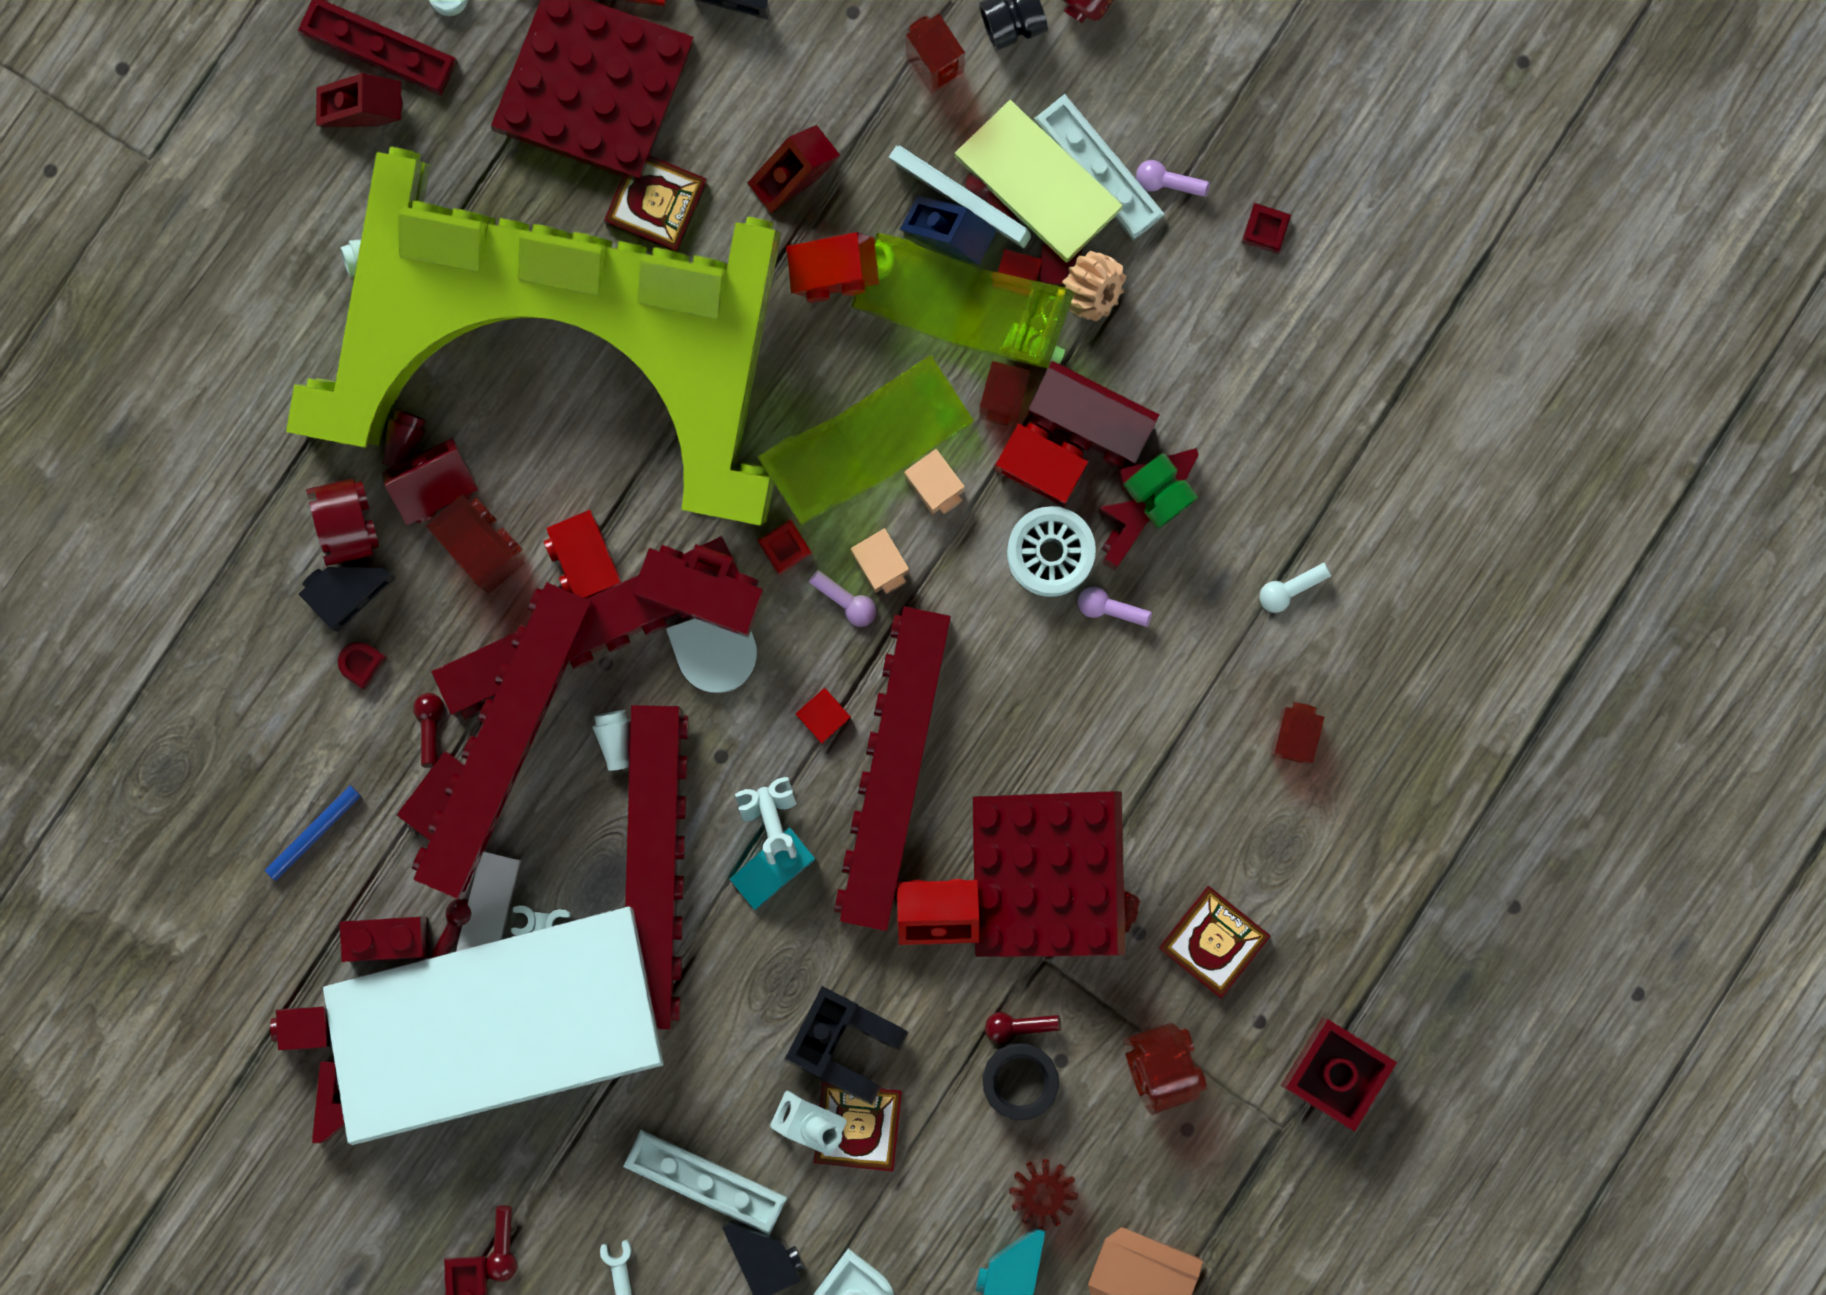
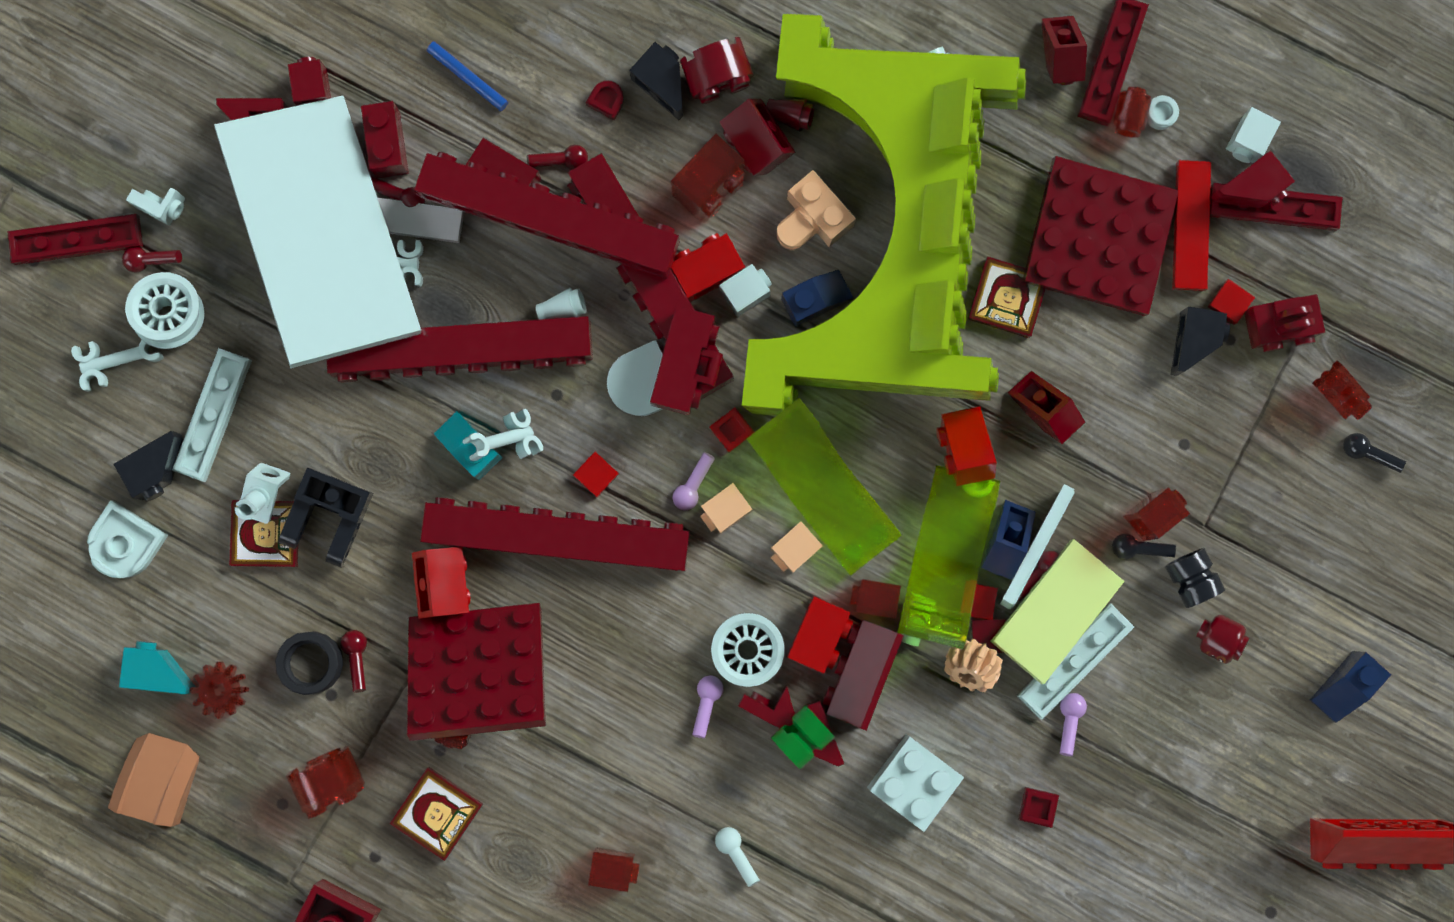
camera: 85 degrees right, 0 degrees up
(436, 1237) = (162, 209): none -> light aqua bracket
(445, 29) = (1132, 112): none -> clear red brick
(530, 419) = (815, 213): none -> light nougat brick
(537, 1240) = (168, 283): none -> light aqua wheel
(615, 513) = (746, 289): none -> light aqua brick
(633, 430) = (815, 297): none -> dark blue slope
(969, 93) = (1126, 547): none -> black bar
(1225, 368) = (915, 782): none -> light aqua brick

